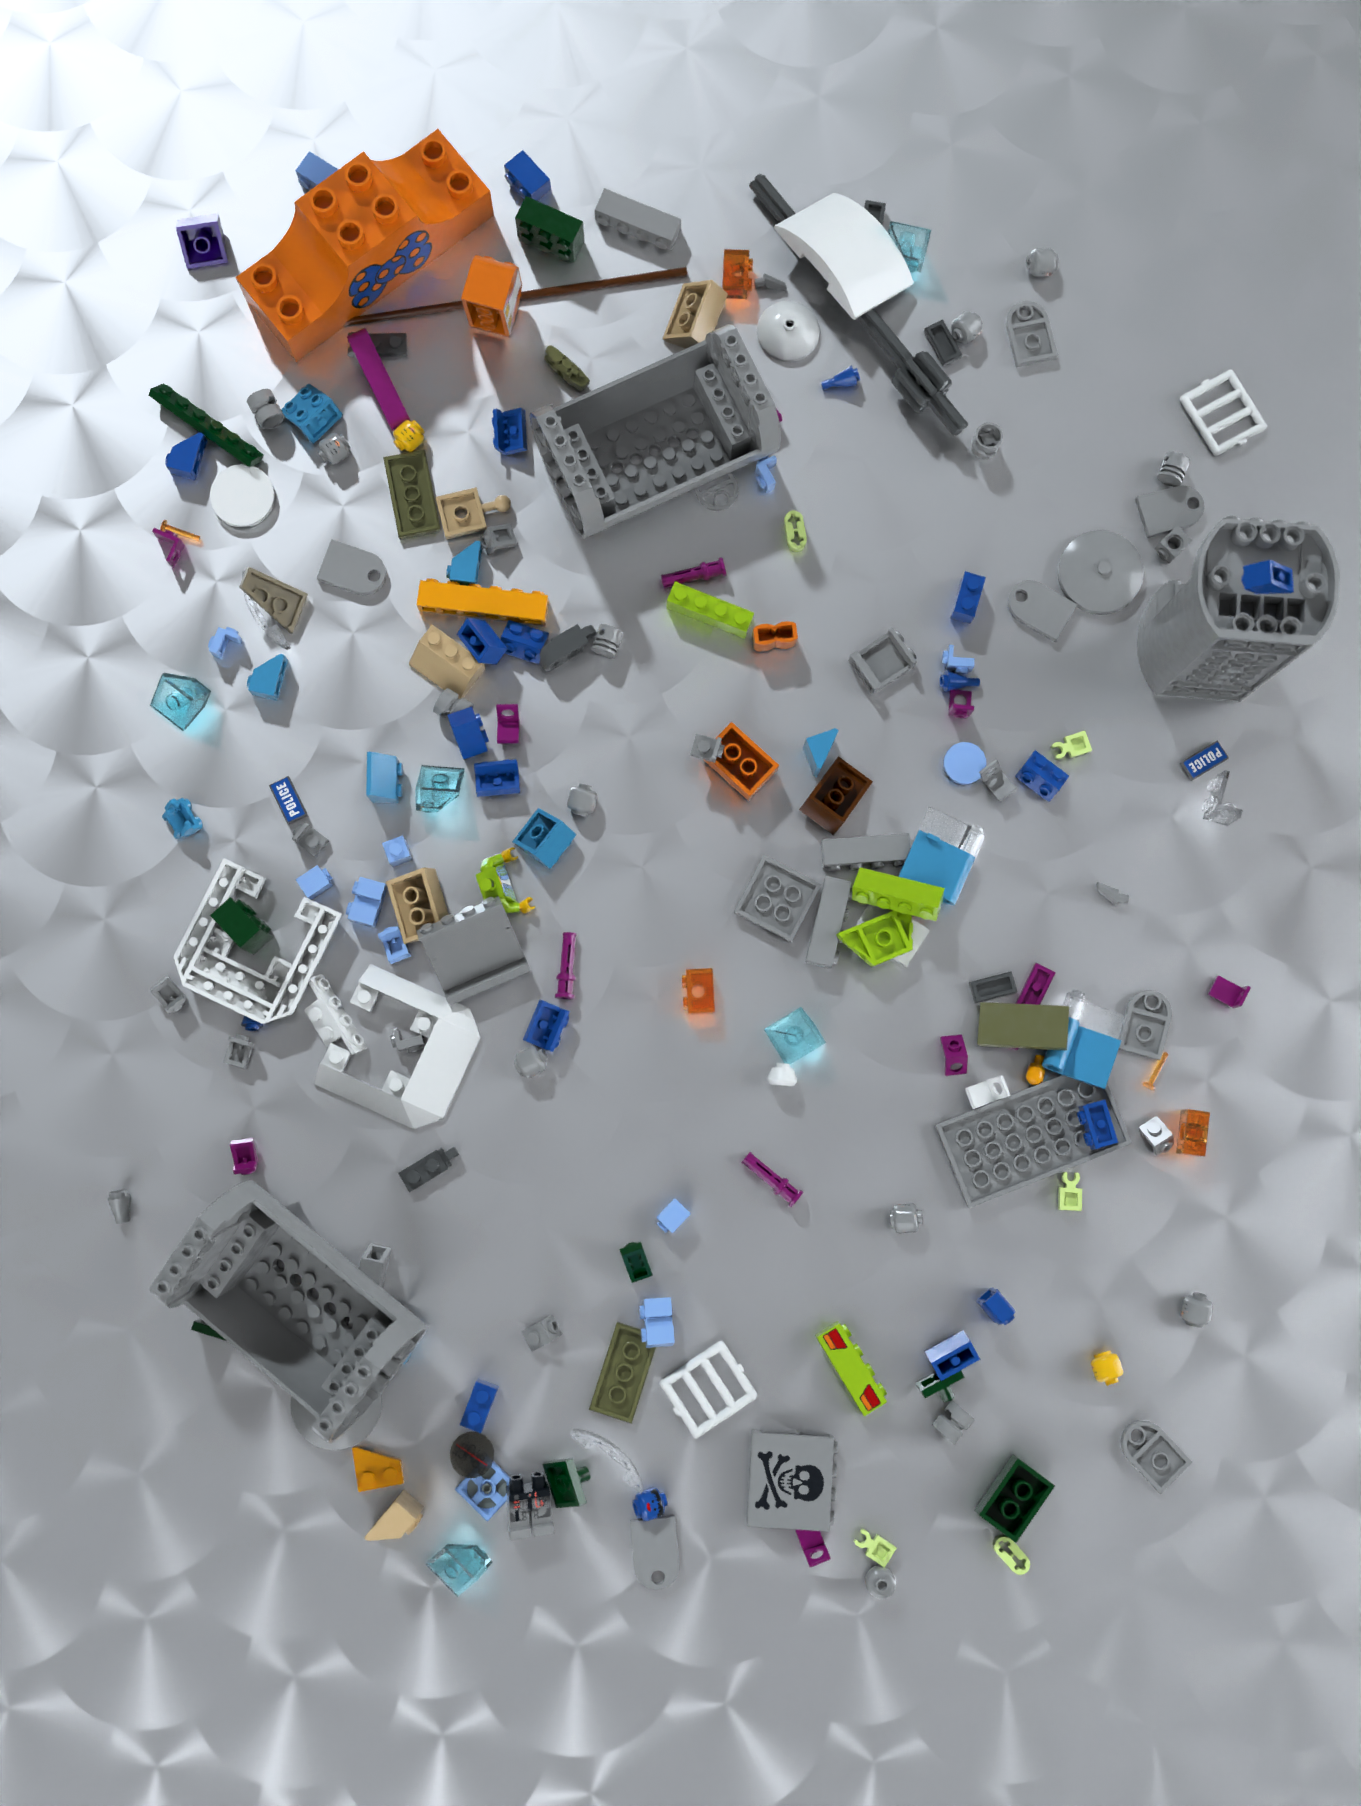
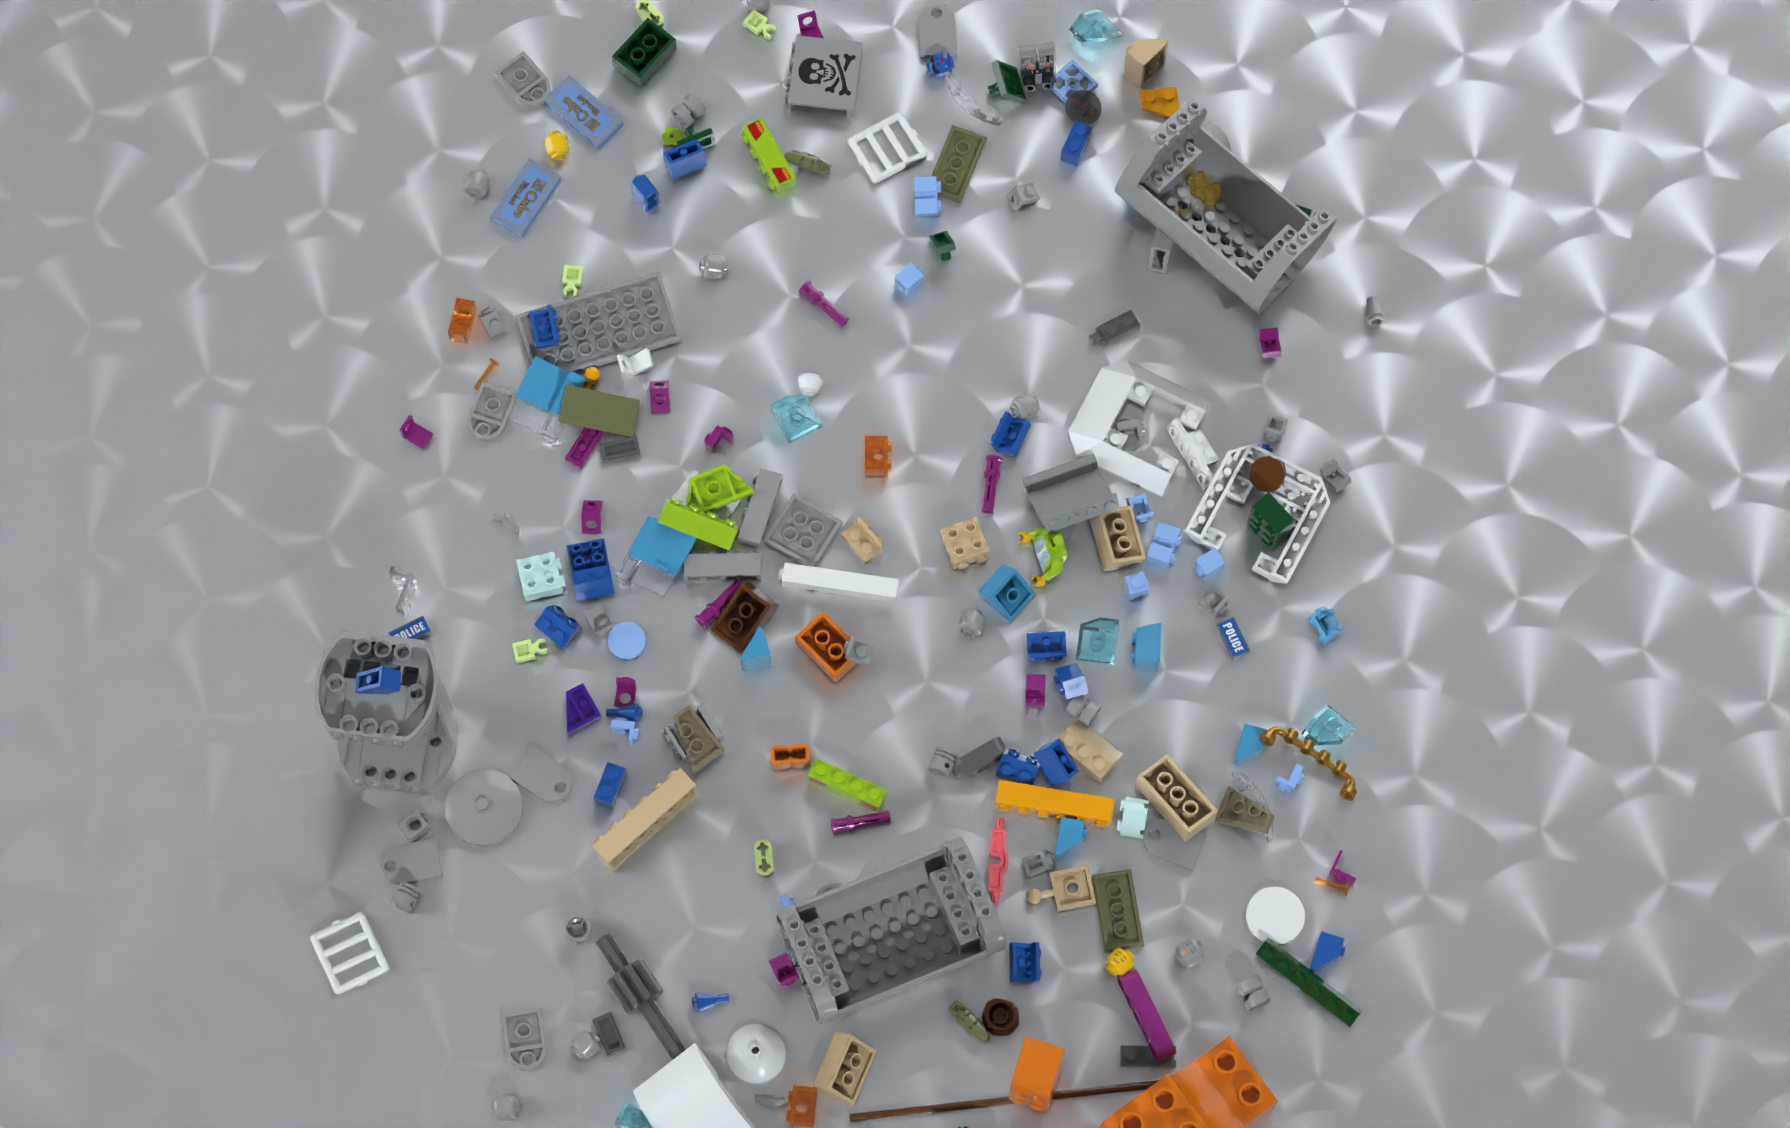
camera: 170 degrees left, 10 degrees down
(188, 666) = (1322, 758): none -> pearl gold bar
(244, 983) = (1267, 474): none -> reddish brown hat
(312, 412) = (1212, 991): dark azure bracket -> none
(320, 1339) = (1207, 194): none -> clear yellow tile
(348, 608) = (1176, 797): none -> tan brick
(395, 585) = (1133, 817): none -> light aqua brick
(534, 378) = (1000, 1017): none -> reddish brown hat
(543, 551) = (998, 851): none -> coral piece
(593, 890) = (965, 543): none -> tan brick
(710, 892) = (863, 540): none -> tan bracket
(733, 839) = (839, 582): none -> white brick
(803, 1363) = (808, 162): none -> olive hinge
(871, 802) = (714, 609): none -> magenta pin
(878, 651) = (697, 739): none -> dark tan wing
(888, 1003) = (713, 439): none -> magenta bracket
(927, 558) = (644, 819): none -> tan brick
(971, 1394) = (670, 132): none -> lime plant
(1008, 683) = (580, 709): none -> dark purple wing
(1013, 841) = (590, 569): none -> blue slope
(1018, 907) = (591, 511): none -> magenta bracket
(1068, 827) = (540, 576): none -> light aqua brick
(1078, 1416) = (583, 111): none -> medium blue tile
(1135, 1298) = (525, 197): none -> medium blue tile

